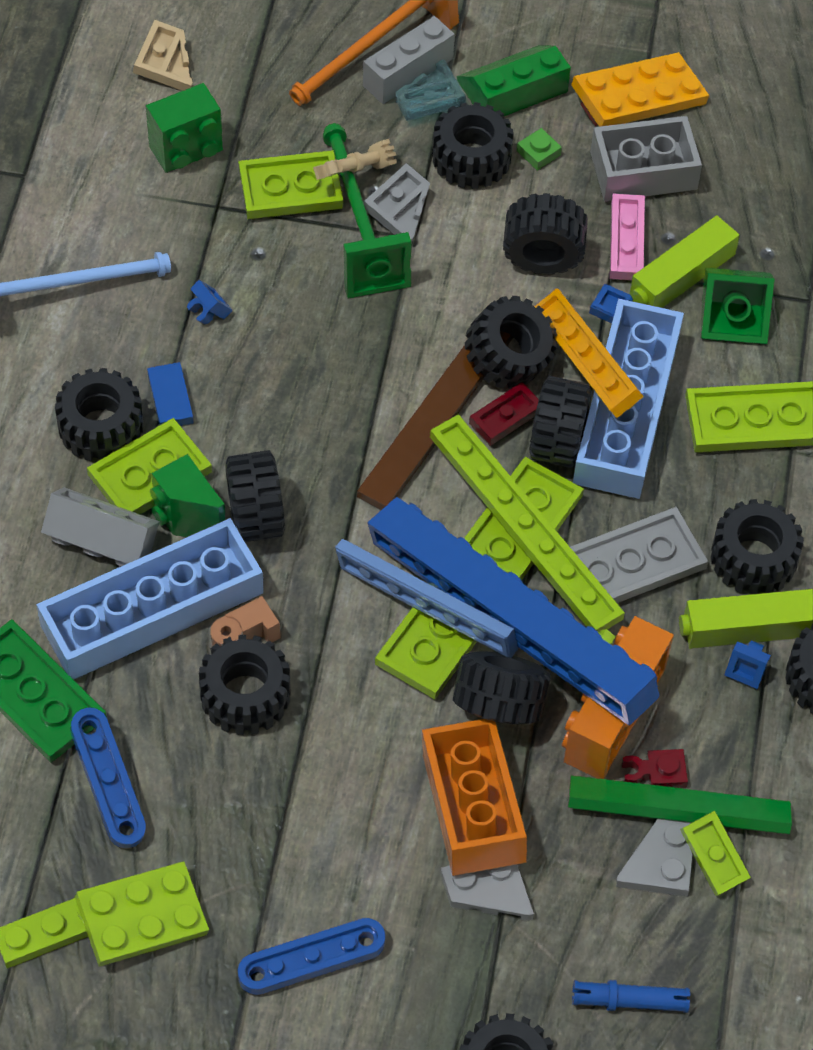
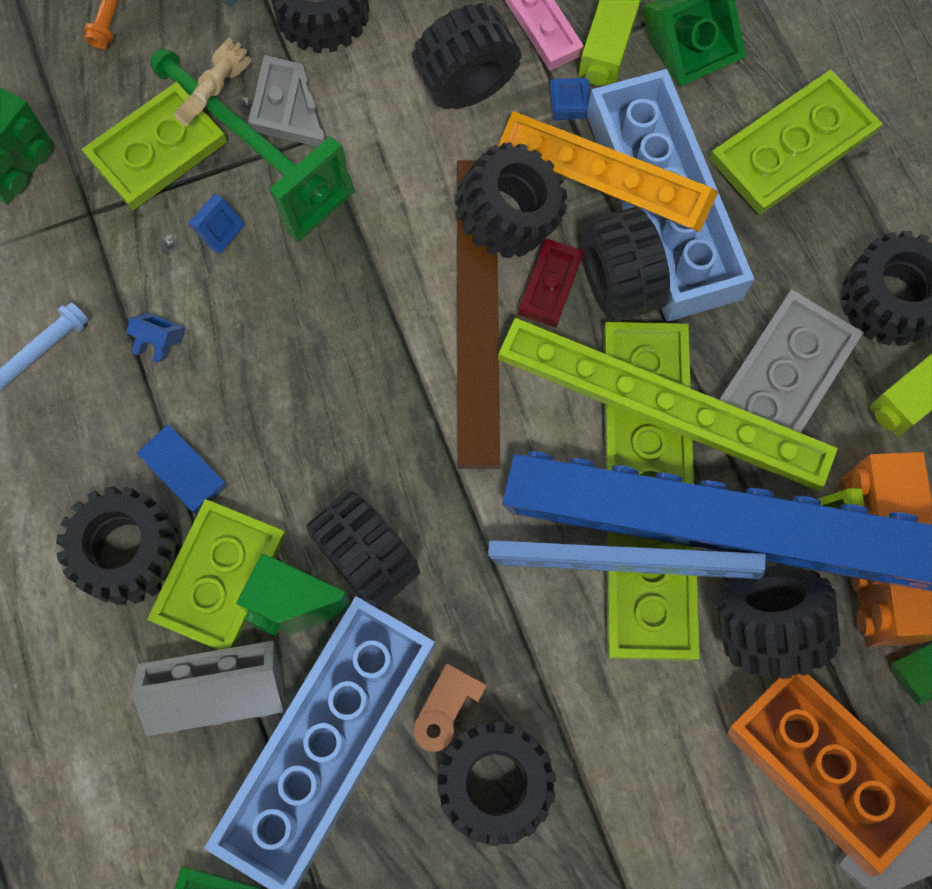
camera: 30 degrees left, 15 degrees up
(298, 255) = (216, 223): none -> blue tile

